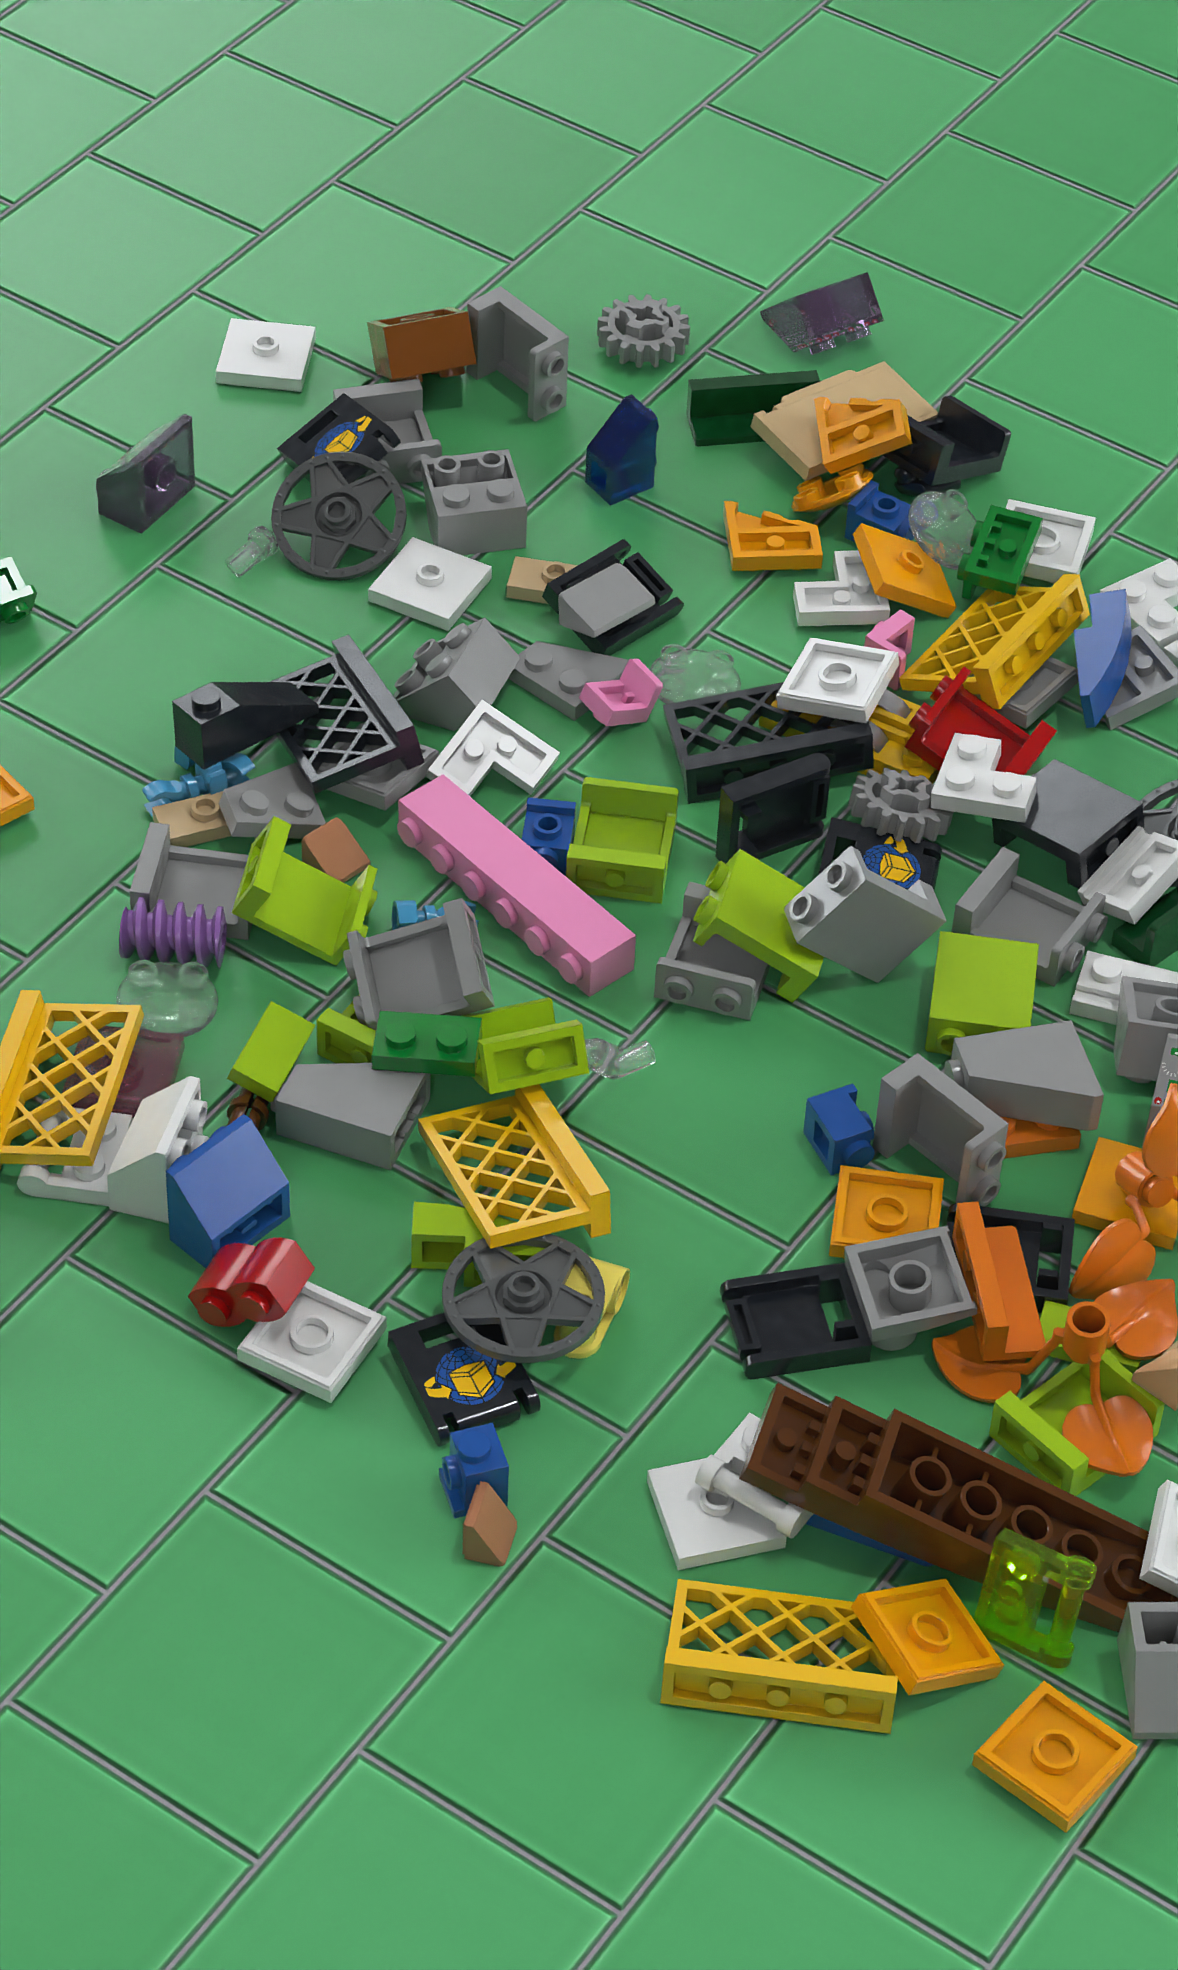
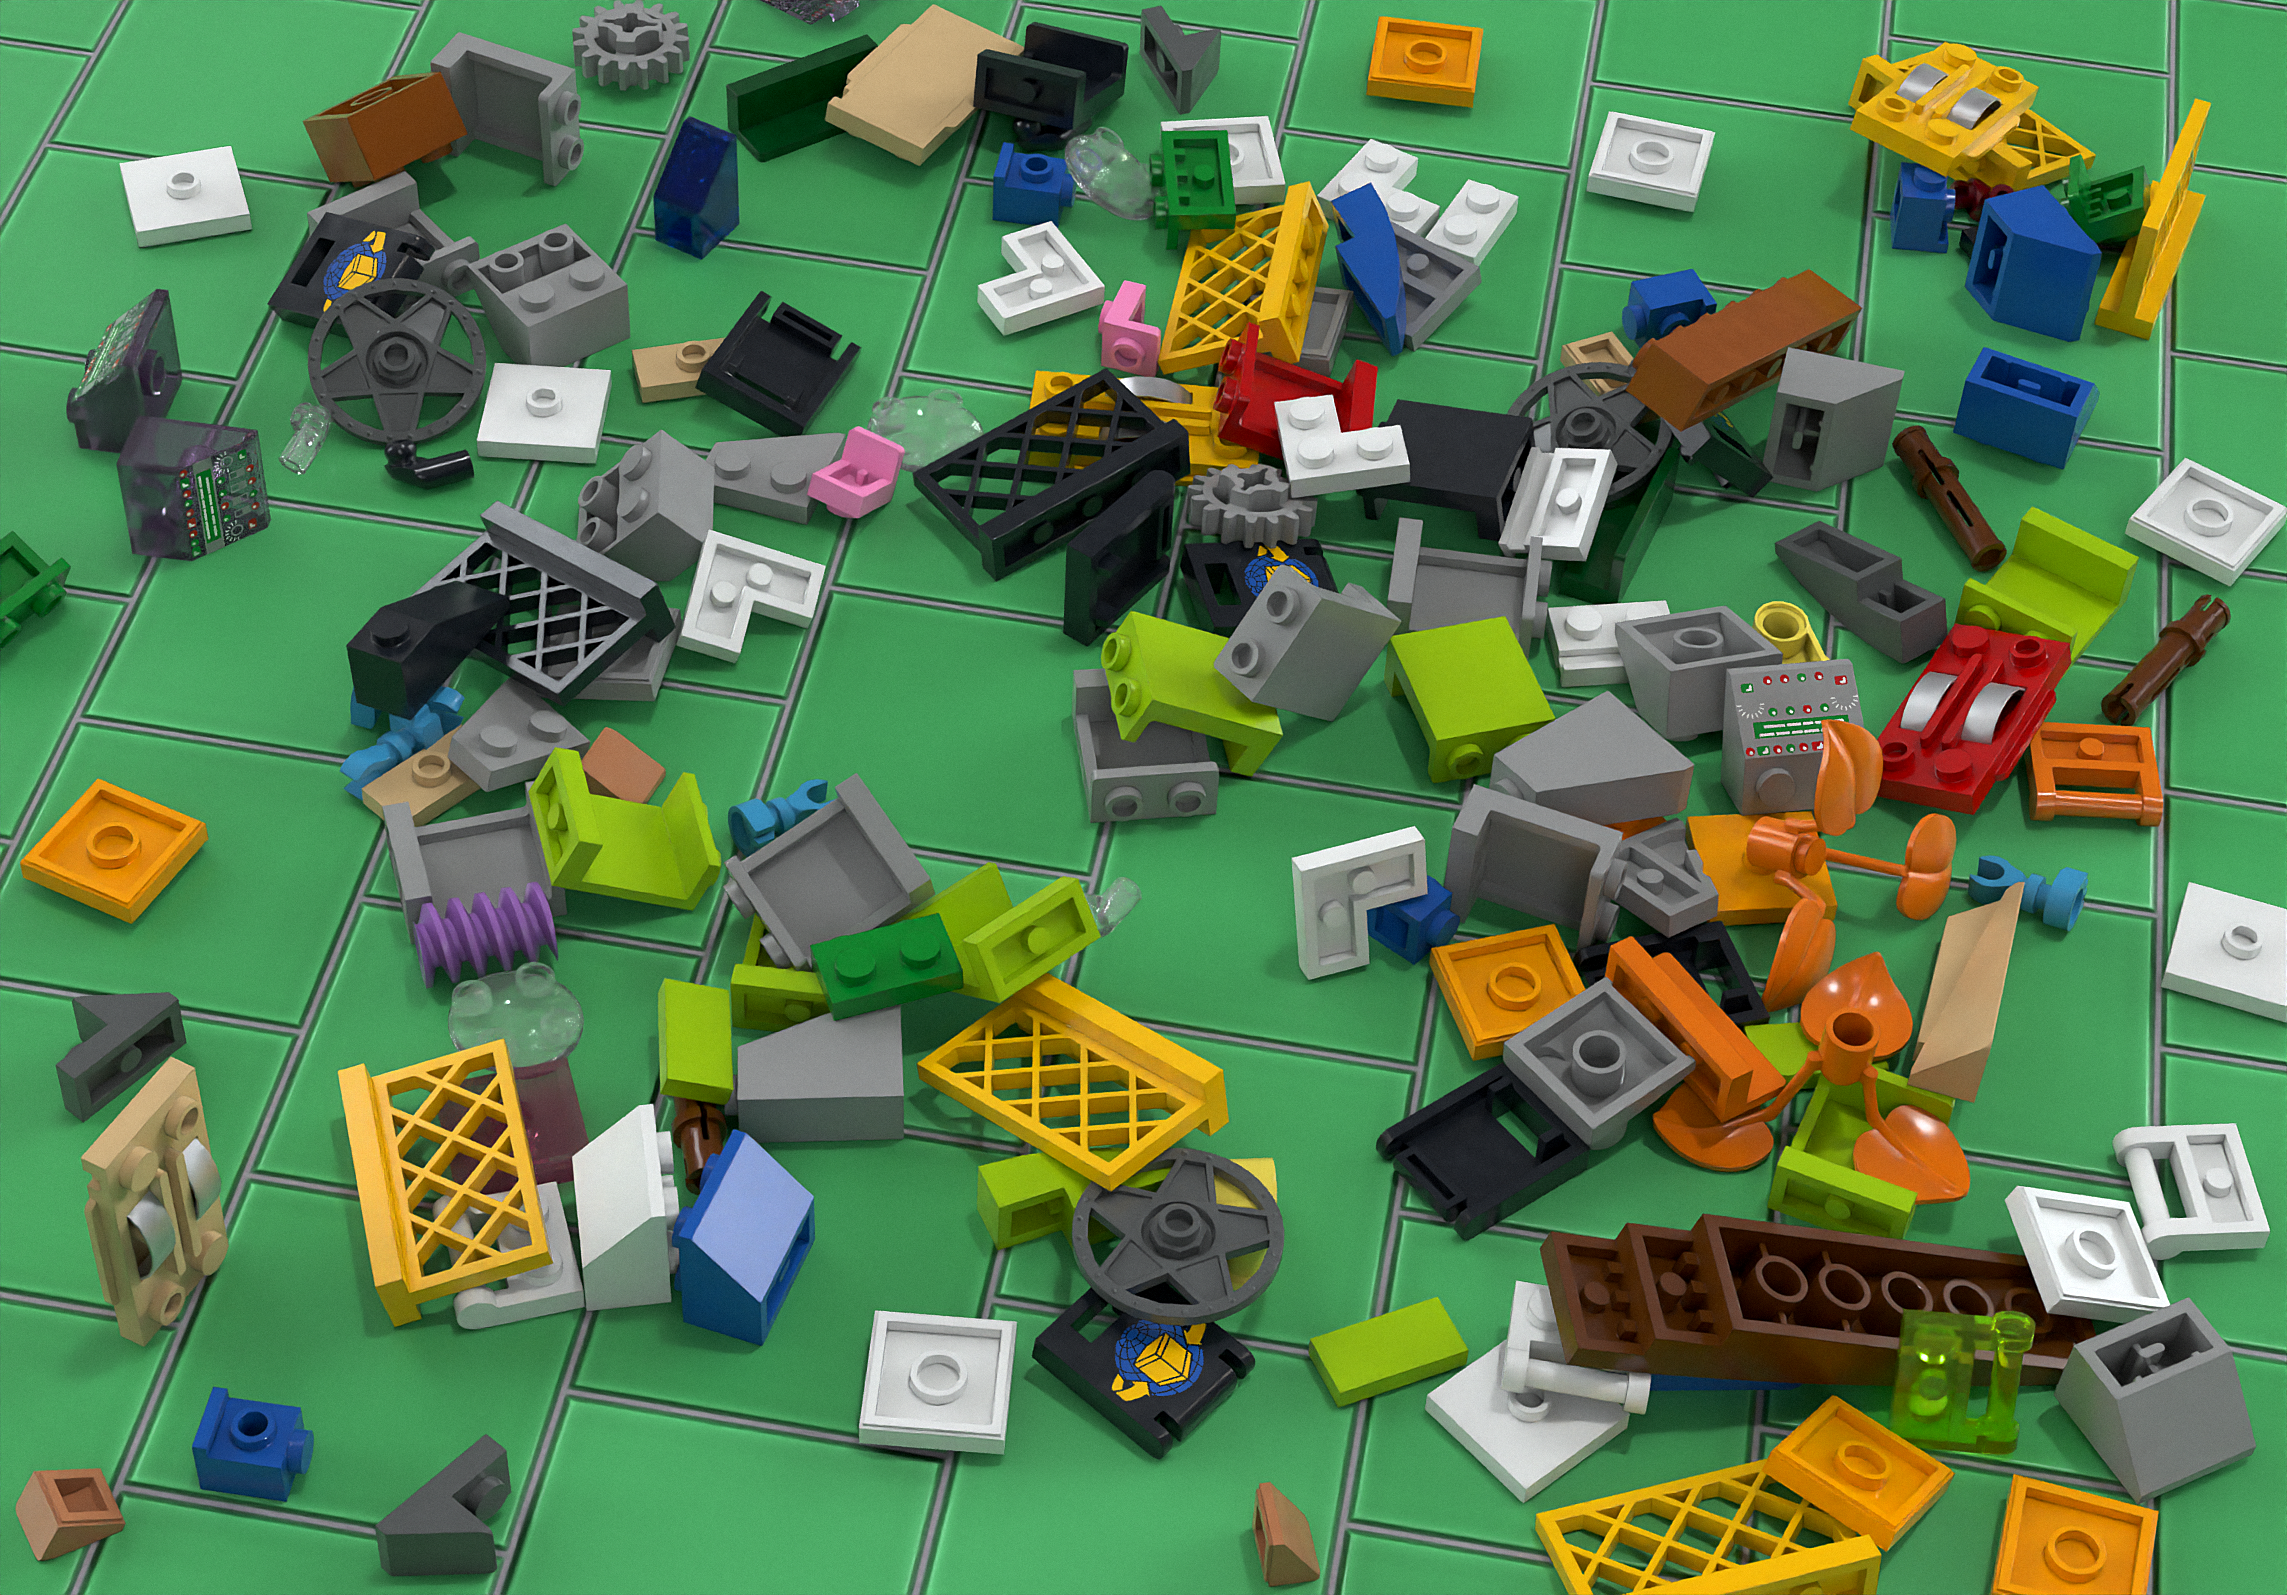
camera: 25 degrees left, 0 degrees up
(144, 562) = (191, 487): none -> slope
(251, 1282) = (836, 1339): red brick -> none
(321, 601) = (425, 472): none -> black arm
(473, 1458) = (1227, 1469): blue brick -> none
(516, 885) = (844, 730): bright pink brick -> none
(550, 829) = (866, 672): blue brick -> none
(603, 601) = (782, 371): light grey slope -> none
(623, 839) = (954, 648): lime panel -> none
(641, 1432) = (1388, 1351): none -> lime tile
(770, 541) = (918, 247): light orange wing -> none
(789, 1093) = (1340, 885): none -> white plate
(820, 495) = (959, 167): light orange dish -> none
(838, 680) = (1112, 381): white plate -> none
(860, 430) = (967, 87): light orange wing -> none
(903, 571) = (1094, 237): light orange plate -> none
(1046, 1172) = (1666, 880): none -> light grey wing
(1058, 458) = (1179, 61): none -> dark grey slope

